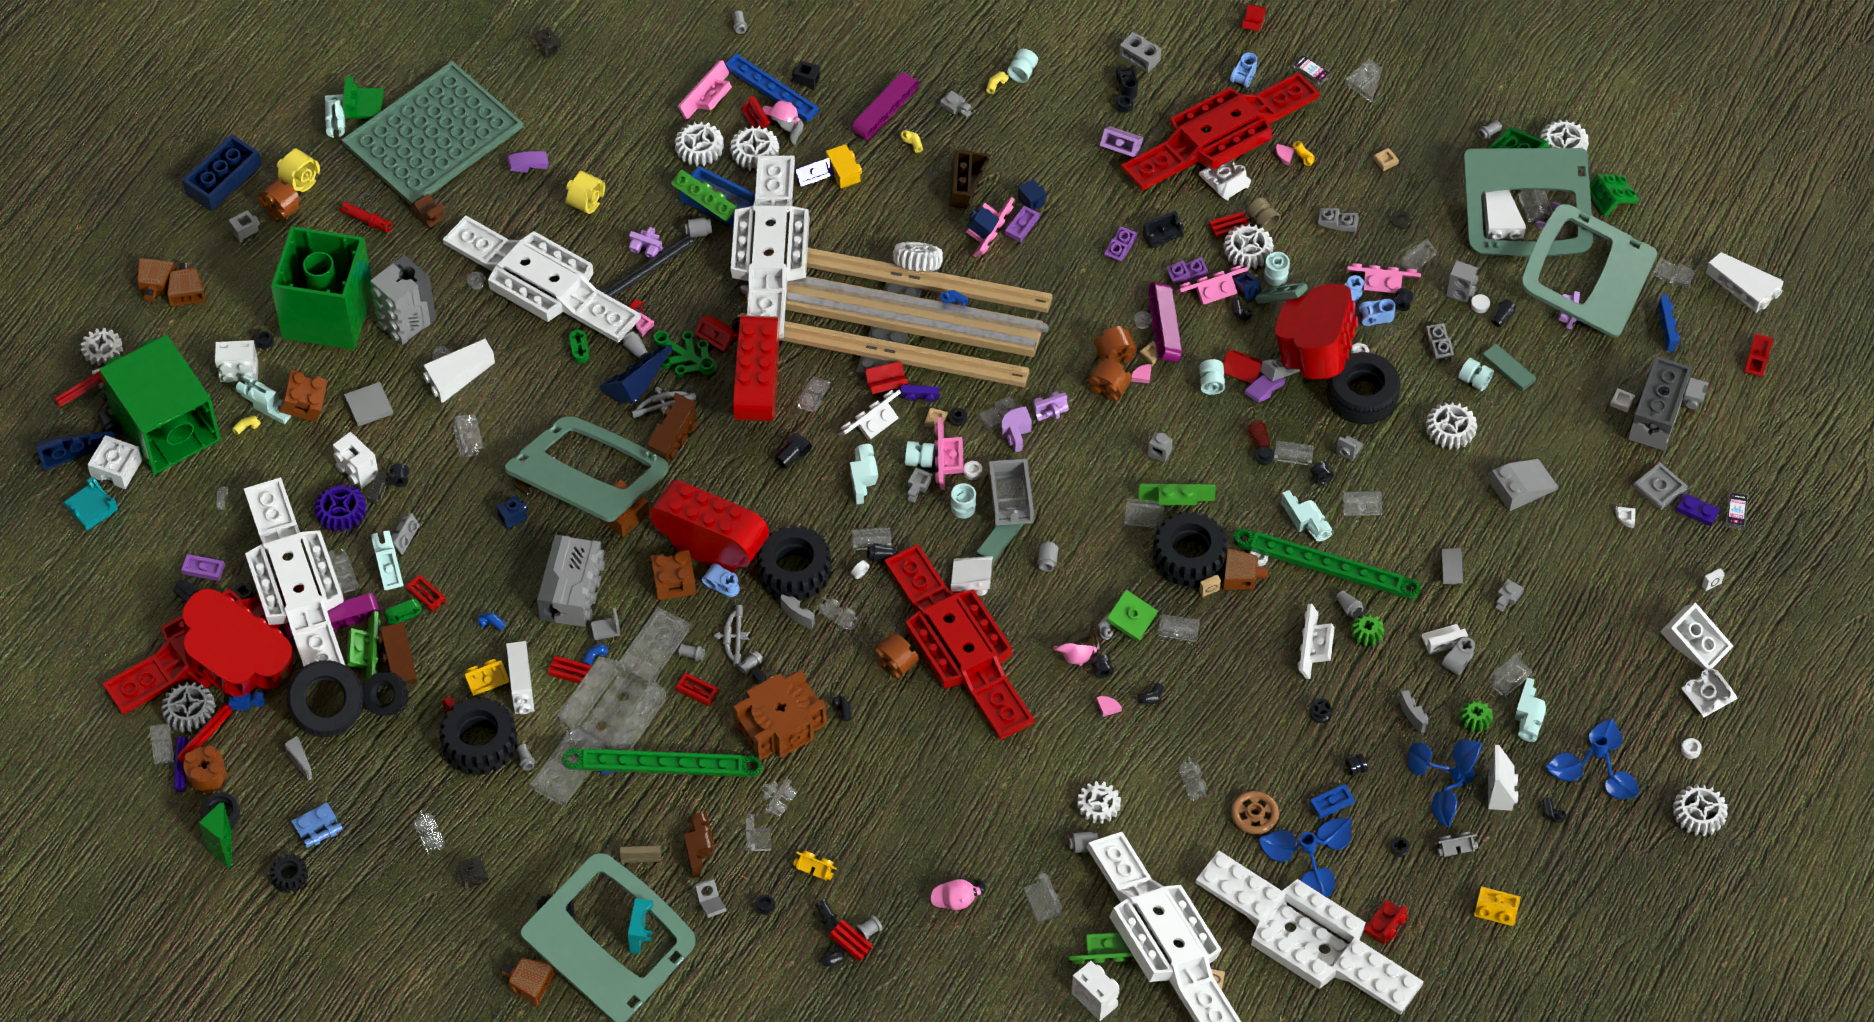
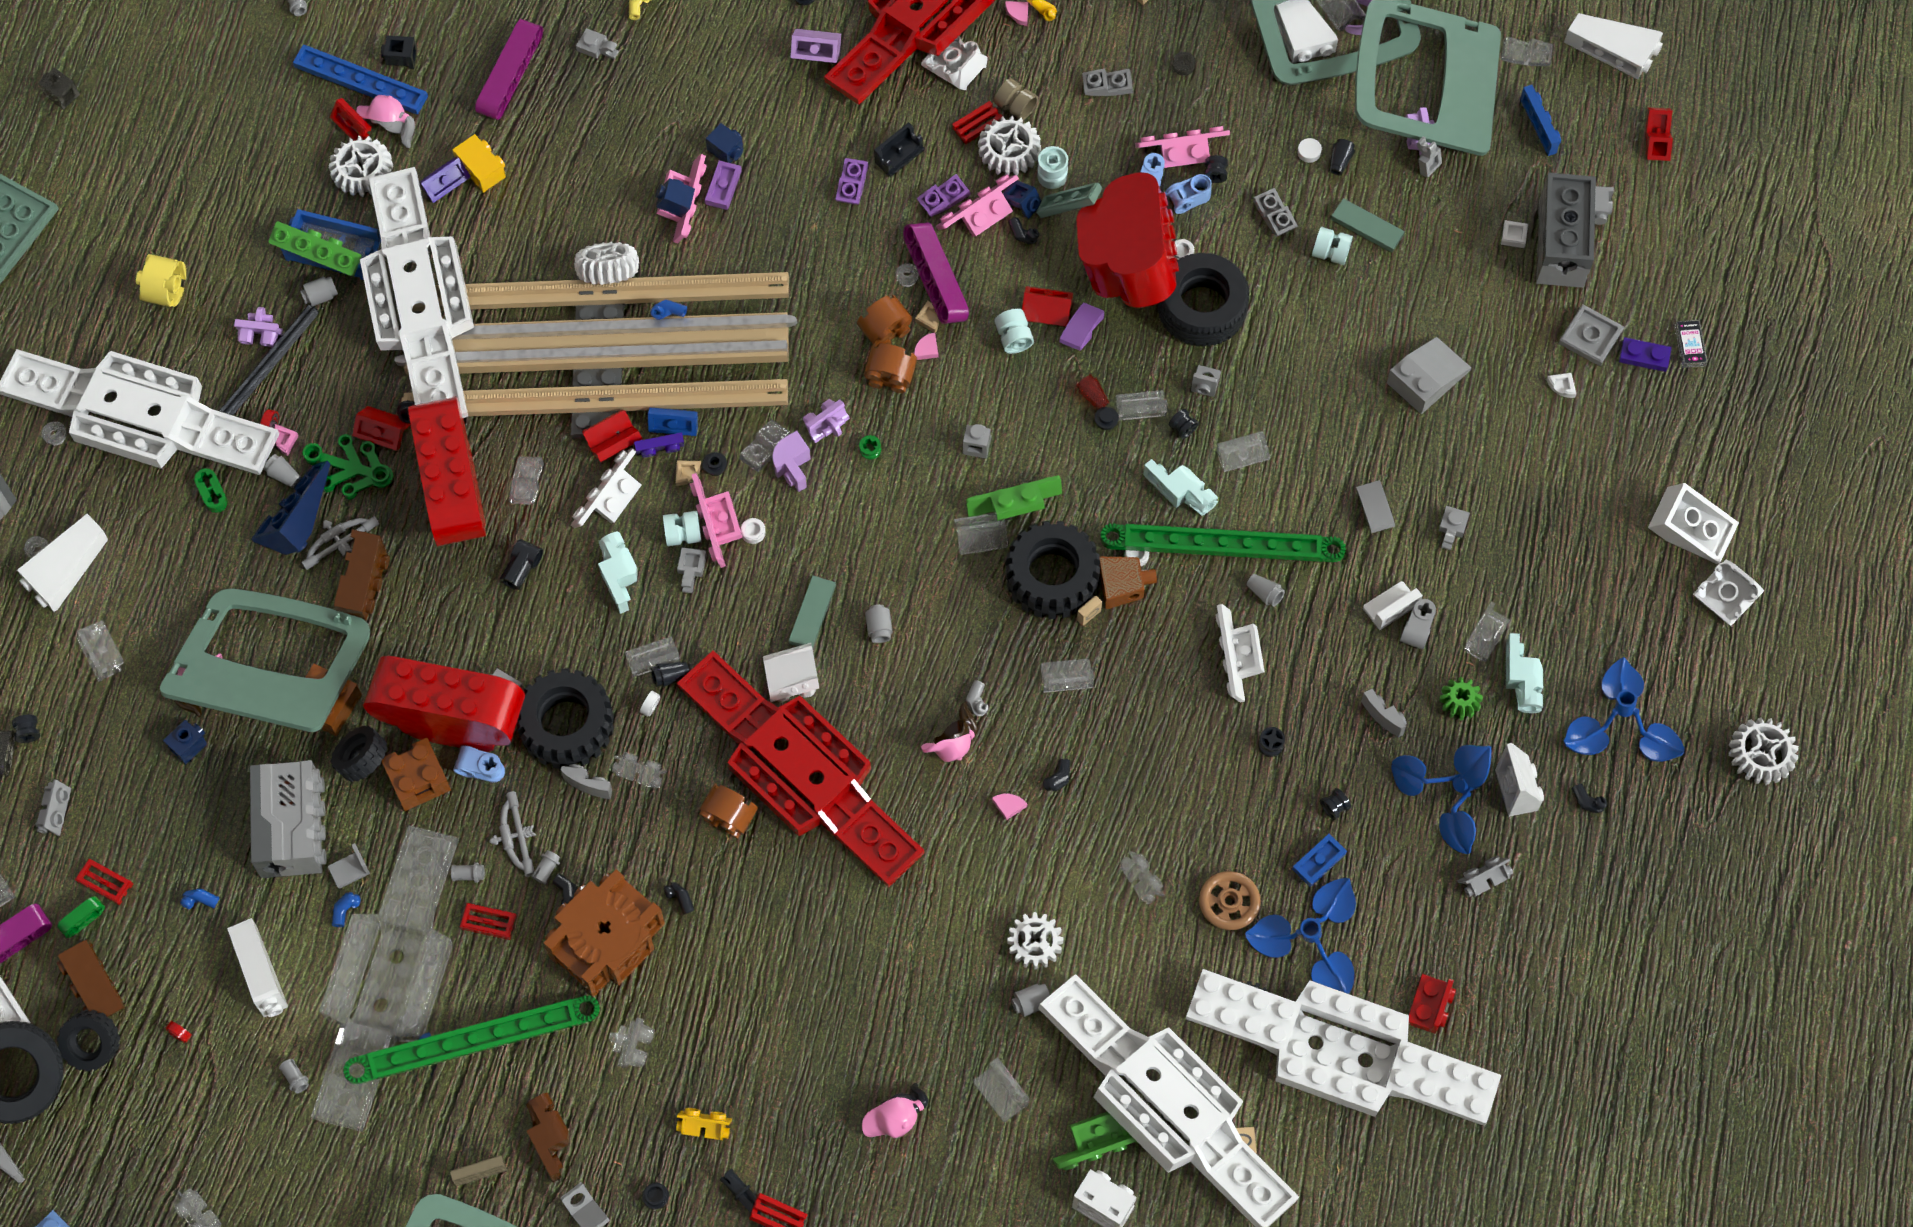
camera: 15 degrees left, 10 degrees up
(363, 647) = (42, 981): bright green bracket -> none
(387, 561) = (42, 854): light aqua plate -> none
(474, 714) = (211, 1037): black tyre -> none
(486, 678) = (213, 979): yellow bracket -> none
(522, 161) = (72, 255): medium lavender slope -> none
(571, 667) = (295, 947): red tile -> none
(636, 549) = (359, 753): none -> black tyre
(698, 140) = (280, 169): white gear -> none
(707, 91) = (280, 105): bright pink bracket -> none
(757, 838) = (619, 1112): clear panel -> none
(869, 927) = (796, 1191): light grey bush -> none
(913, 139) = (555, 104): light yellow arm -> none
(931, 377) = (672, 421): none -> blue plate
(963, 500) = (753, 577): light aqua wheel -> none
(966, 174) = (635, 139): dark brown wedge -> none
(1011, 492) = (810, 549): door -> none
(1078, 438) = (866, 453): none -> green bush
(1102, 666) = (988, 754): black wheel -> none
(1131, 615) = (1005, 676): bright green plate -> none
(1275, 370) = (1088, 302): light grey slope -> none
(1367, 630) = (1297, 627): bright green gear -> none
(1394, 845) = (1411, 893): black bush -> none
(1418, 255) = (1216, 106): clear slope -> none
(1446, 433) = (1322, 308): white gear -> none
(1462, 282) = (1283, 129): light grey brick -> none
(1497, 906) = (1559, 945): yellow bracket -> none
(1572, 329) = (1430, 157): none -> light grey plate
(1691, 748) = (1727, 670): white tile -> none
(1713, 579) = (1690, 442): white tile -> none

